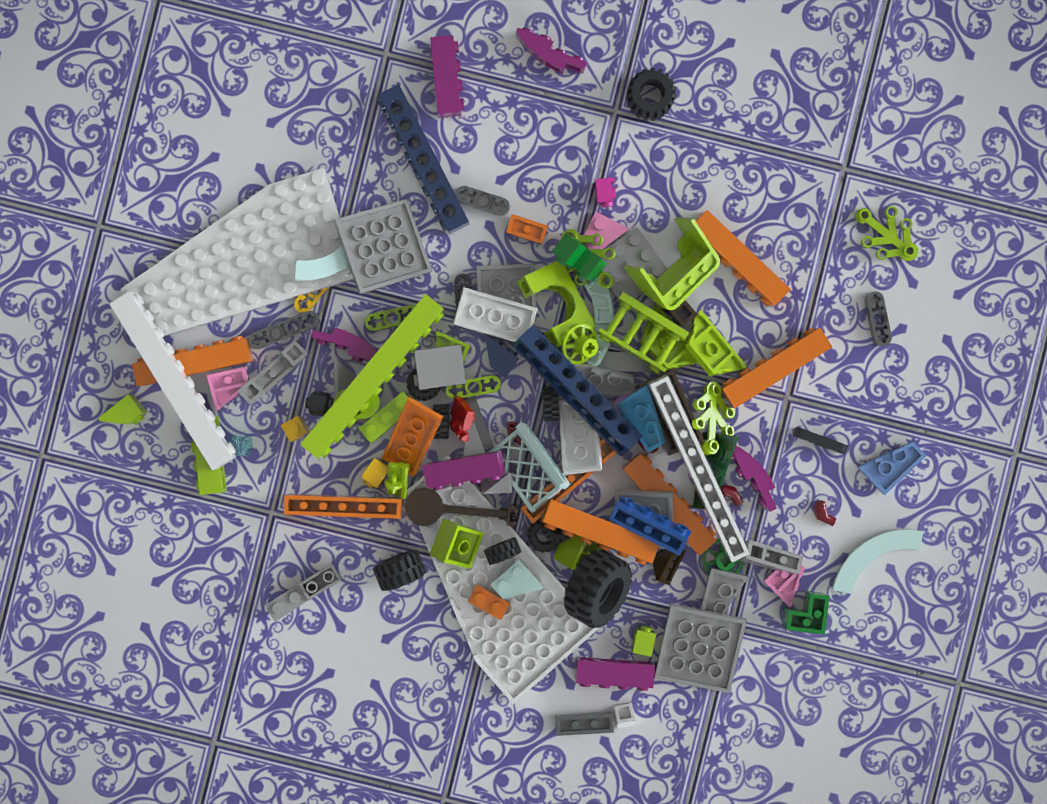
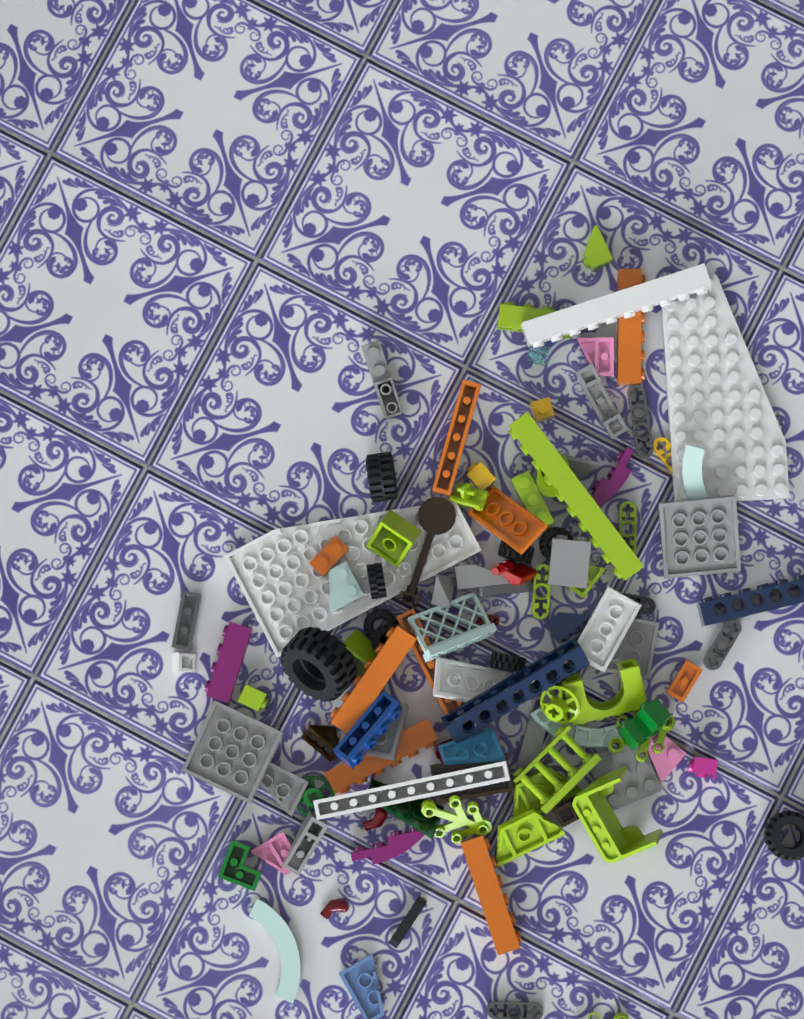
camera: 100 degrees right, 5 degrees down
(319, 403) = (561, 438): black head -> none
(464, 469) = (464, 562): magenta brick -> none
(607, 381) = (516, 723): light grey wing -> none
(742, 261) = (605, 885): orange brick -> none

